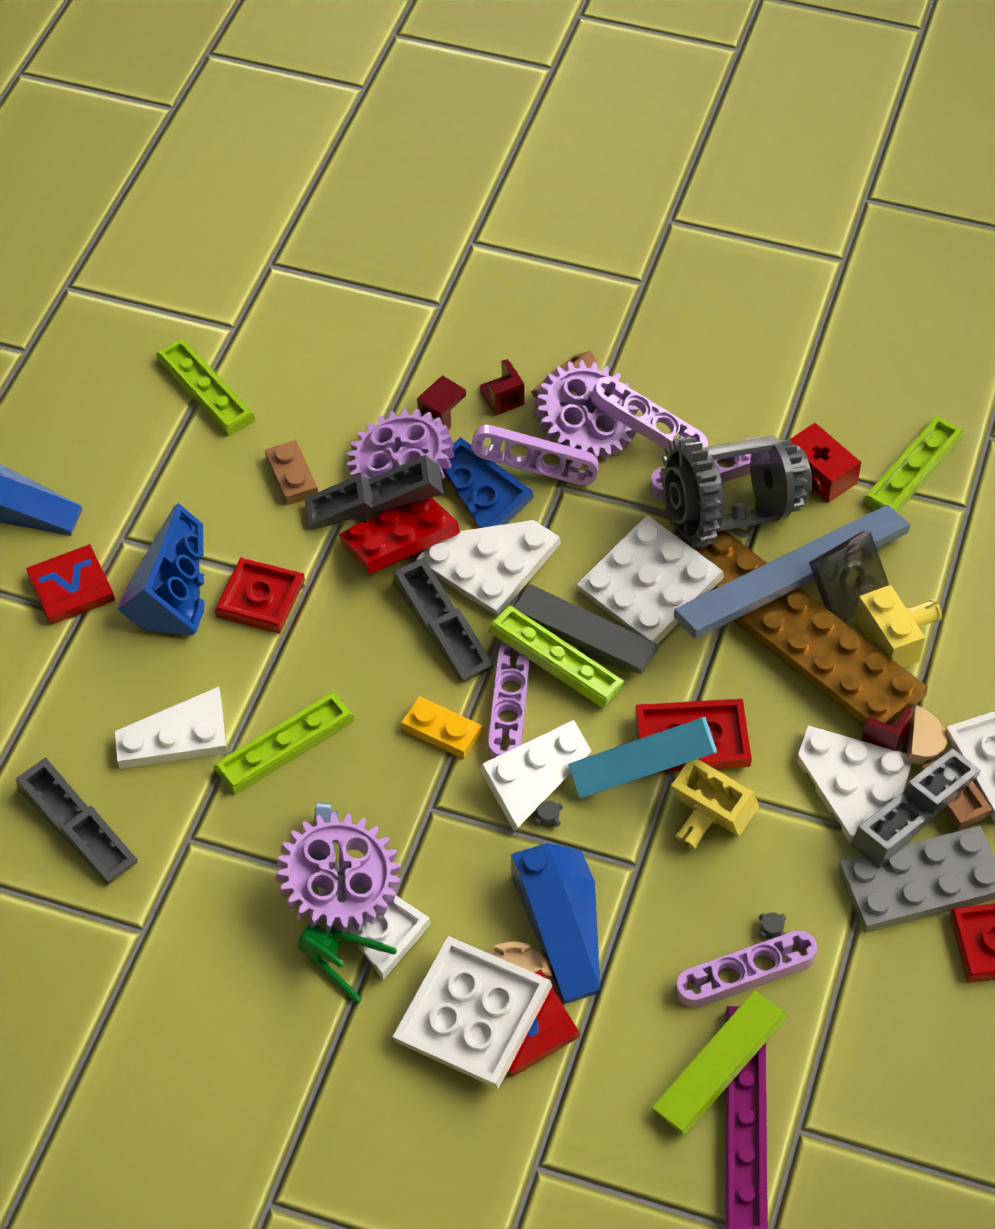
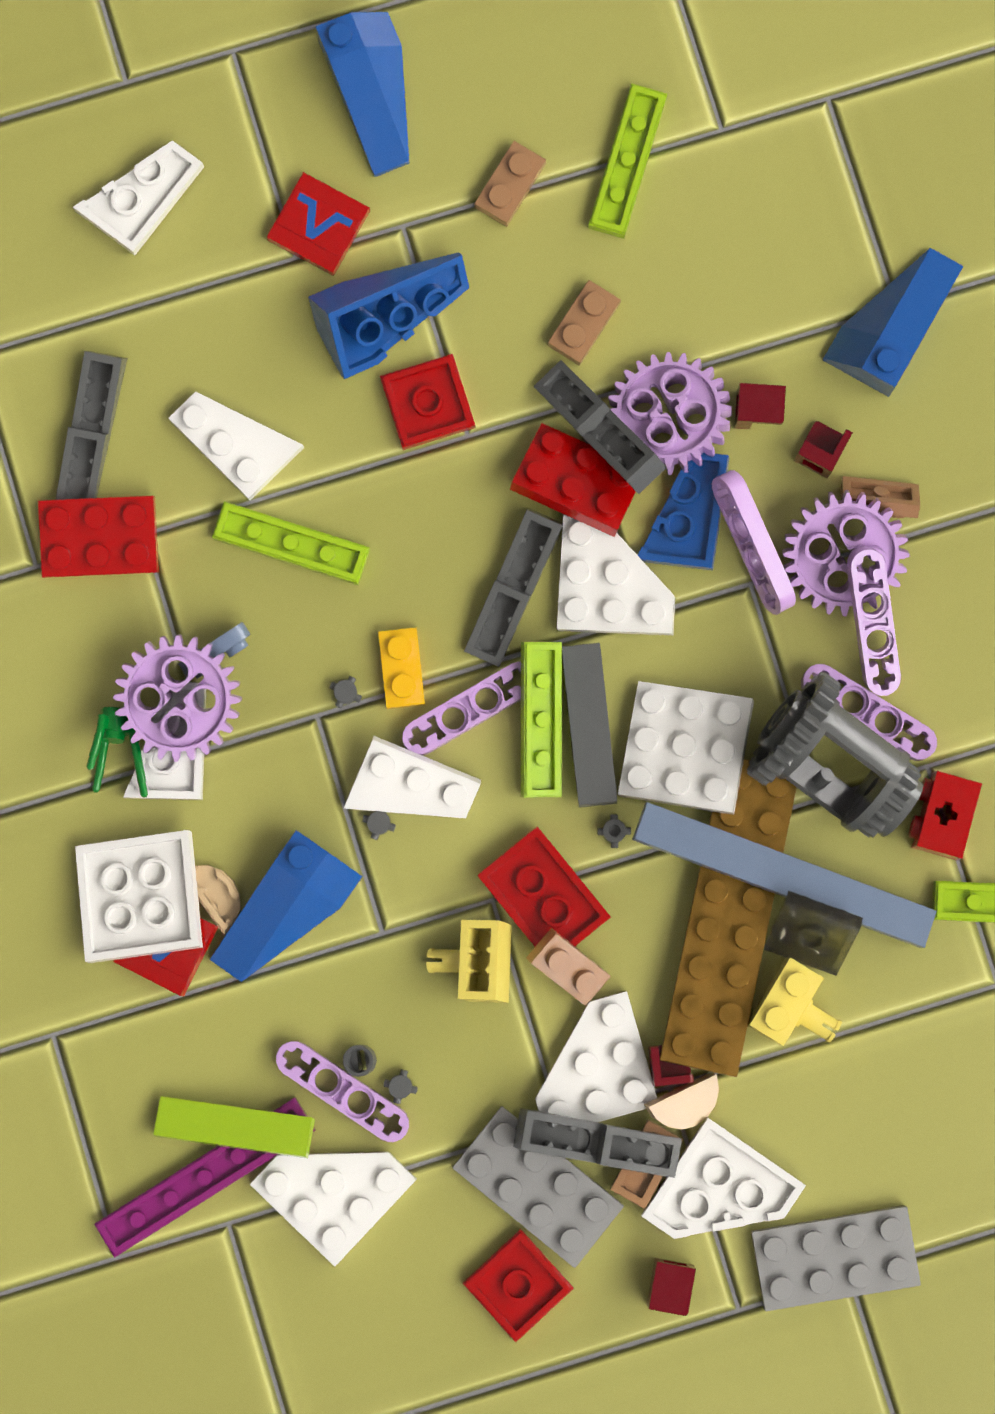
camera: 55 degrees right, 30 degrees up
(155, 458) = (510, 183): none -> medium nougat plate
(161, 866) = (98, 536): none -> red plate
(428, 774) = (345, 692): none -> dark grey piece
(455, 311) = (889, 328): none -> blue wedge
(642, 757) = (470, 878): medium azure tile -> none
(676, 666) = (614, 831): none -> dark grey piece
(733, 930) = (353, 1062): none -> dark grey hinge
(760, 746) = (568, 967): none -> plate
(829, 1031) = (333, 1195): none -> white plate

